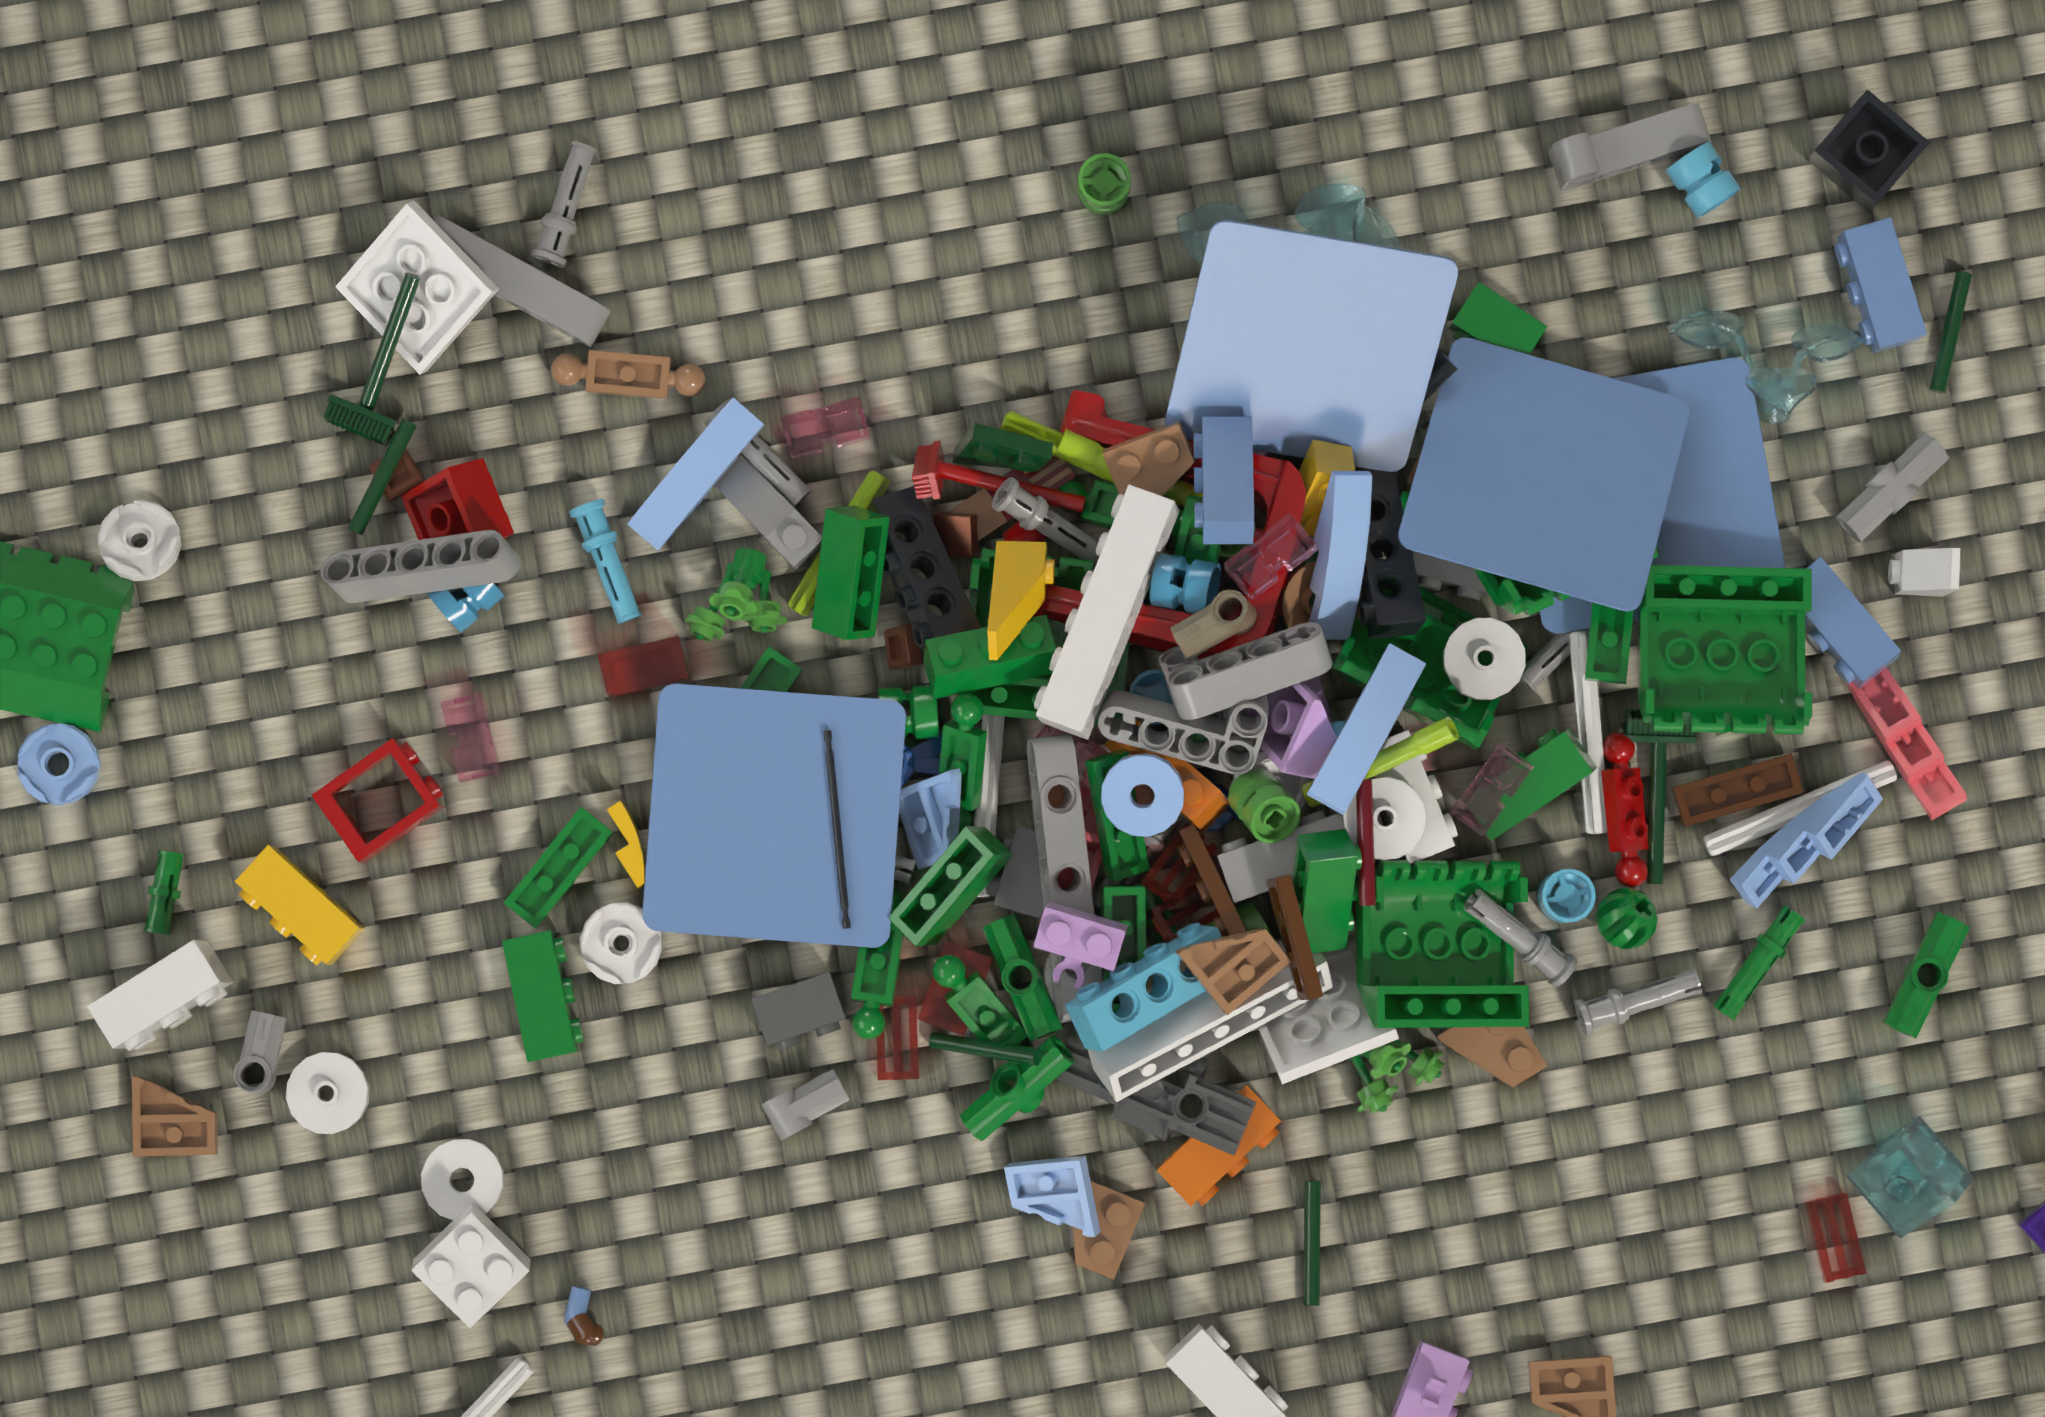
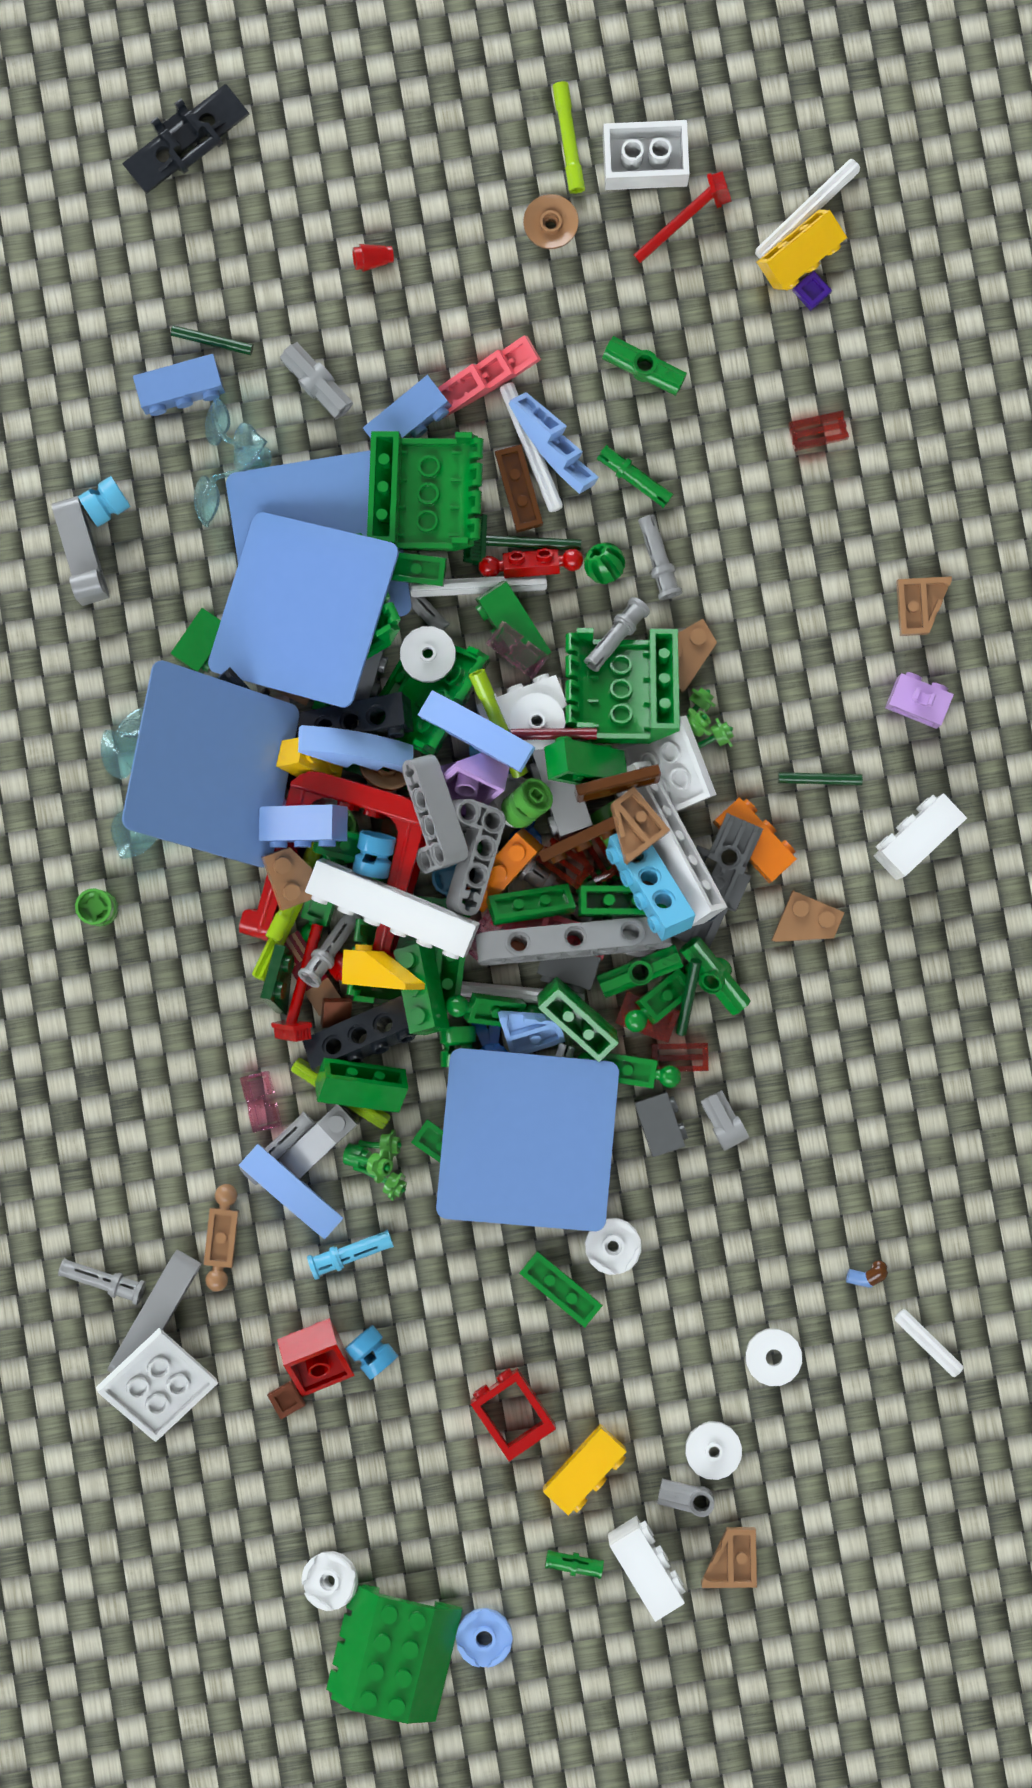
camera: 85 degrees left, 0 degrees up
(361, 417) = (247, 1424): dark green piece -> none
(382, 476) = (288, 1409): dark green bar -> none
(420, 566) = (352, 1384): light grey beam -> none
(471, 1265) = (833, 1352): white brick -> none
(474, 737) = (470, 1346): clear pink piece -> none
(542, 995) = (649, 1300): green brick -> none
(632, 855) = (553, 1237): yellow slope -> none
(644, 666) = (423, 1228): clear red panel -> none
(837, 829) = (538, 1096): black piece -> none
(901, 648) = (413, 1051): copper tile -> none
(1055, 1190) = (784, 950): light blue wing -> none
(1080, 939) = (617, 930): lavender brick -> none
(1138, 818) = (534, 885): light blue tile -> none
(1210, 626) = (404, 837): dark tan piece -> none
(1269, 554) = (352, 793): clear pink piece -> none
(1565, 896) = (589, 603): medium azure wheel -> none
(1868, 150) = (87, 390): black brick -> none
(1910, 1177) = (779, 379): clear light blue slope -> none
(1925, 572) = (374, 358): white slope -> none

